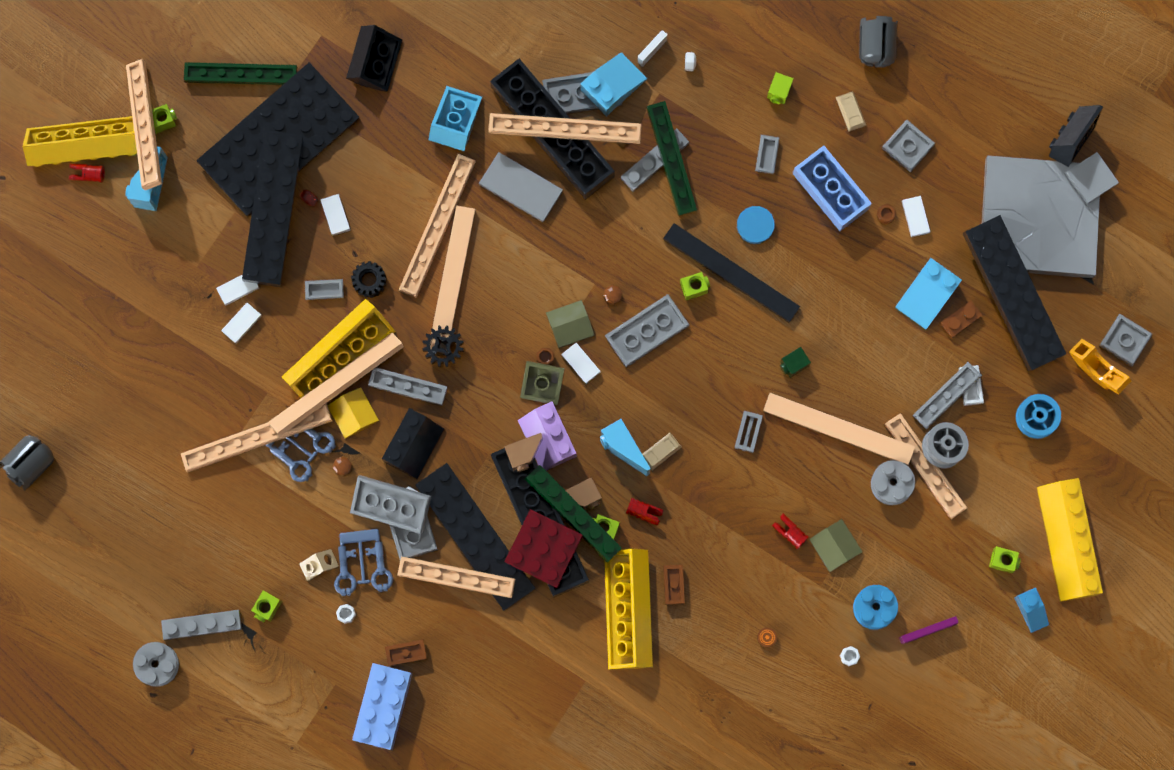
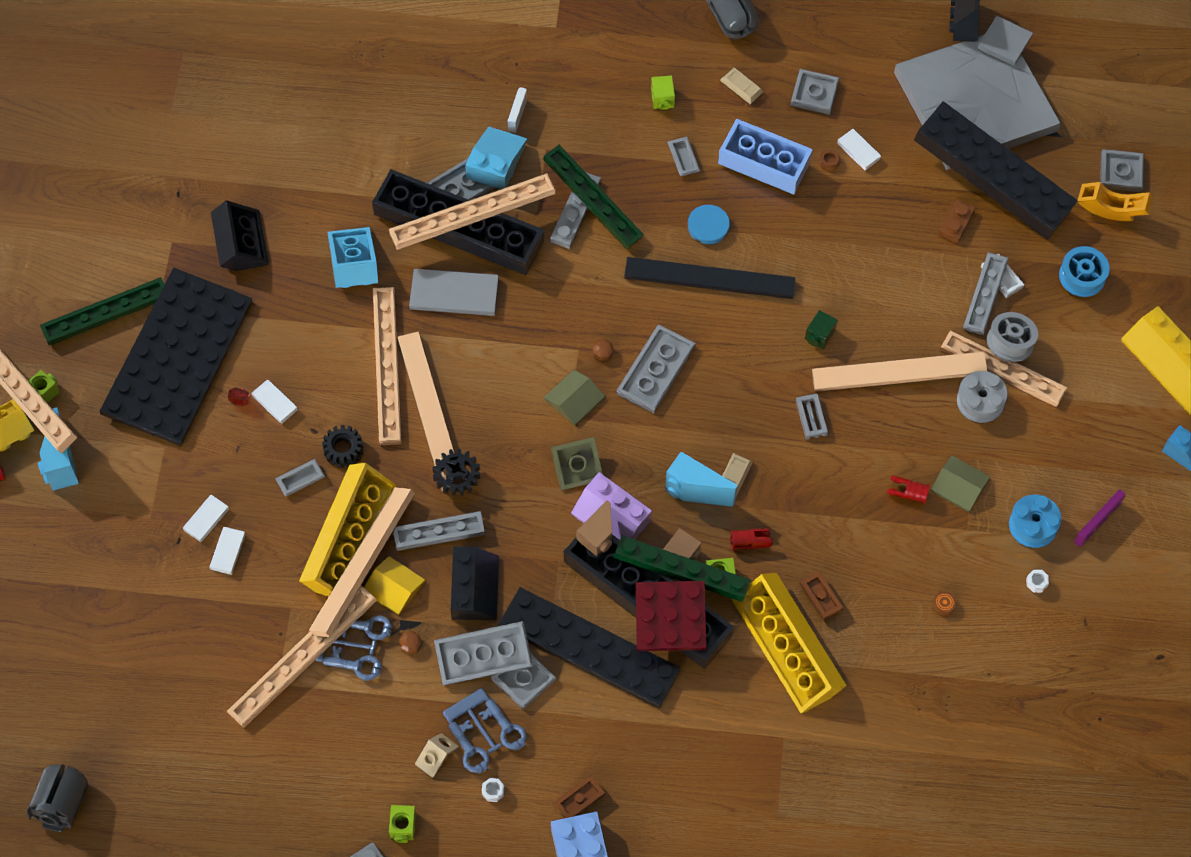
camera: 30 degrees left, 15 degrees down
(272, 208) = (206, 420): black brick -> none
(456, 577) = (592, 694): light nougat tile -> none
(545, 356) = (566, 435): dark orange tile -> none
(581, 363) = (606, 428): white tile -> none
(688, 291) = (680, 312): lime brick -> none
(690, 61) = (561, 106): white tile -> none
(928, 293) = (912, 209): medium azure slope -> none
(996, 562) = (1126, 423): lime brick -> none

